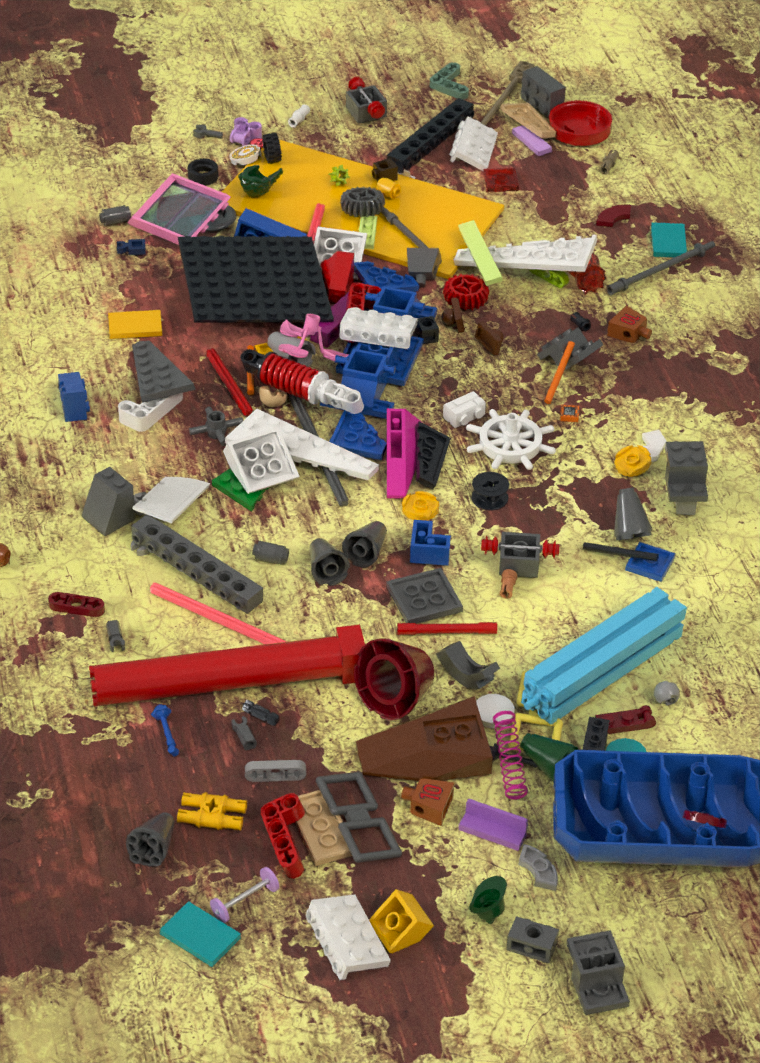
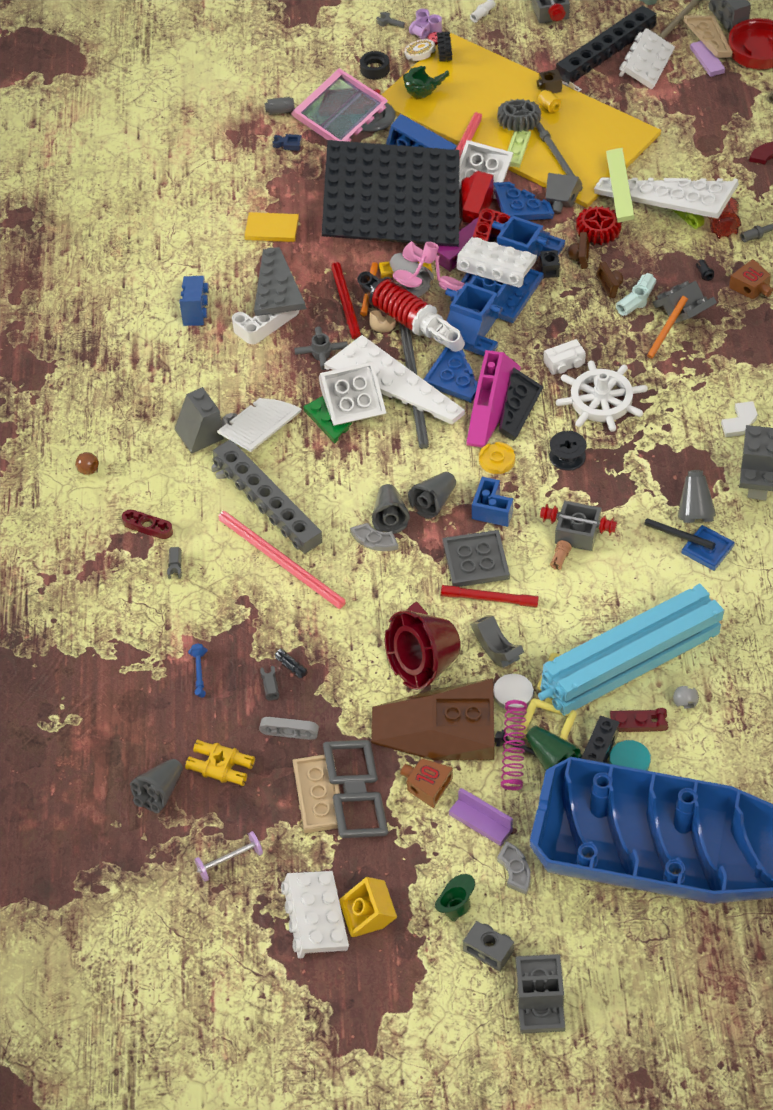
camera: 15 degrees right, 10 degrees up
(200, 934) = (180, 889): teal tile -> none
(228, 669) = (268, 615): red piece -> none
(270, 552) = (340, 492): dark grey head -> none
(277, 817) = (276, 780): red beam -> none
(315, 591) = (374, 539): none -> light grey tile
(343, 175) = (499, 81): lime gear -> none
(500, 180) = (665, 100): clear red tile -> none
(522, 350) = (638, 296): none -> light aqua piece
(569, 413) = (668, 372): tile -> none
(632, 460) = (717, 433): yellow tile -> none
(704, 818) = (680, 849): dark red tile -> none

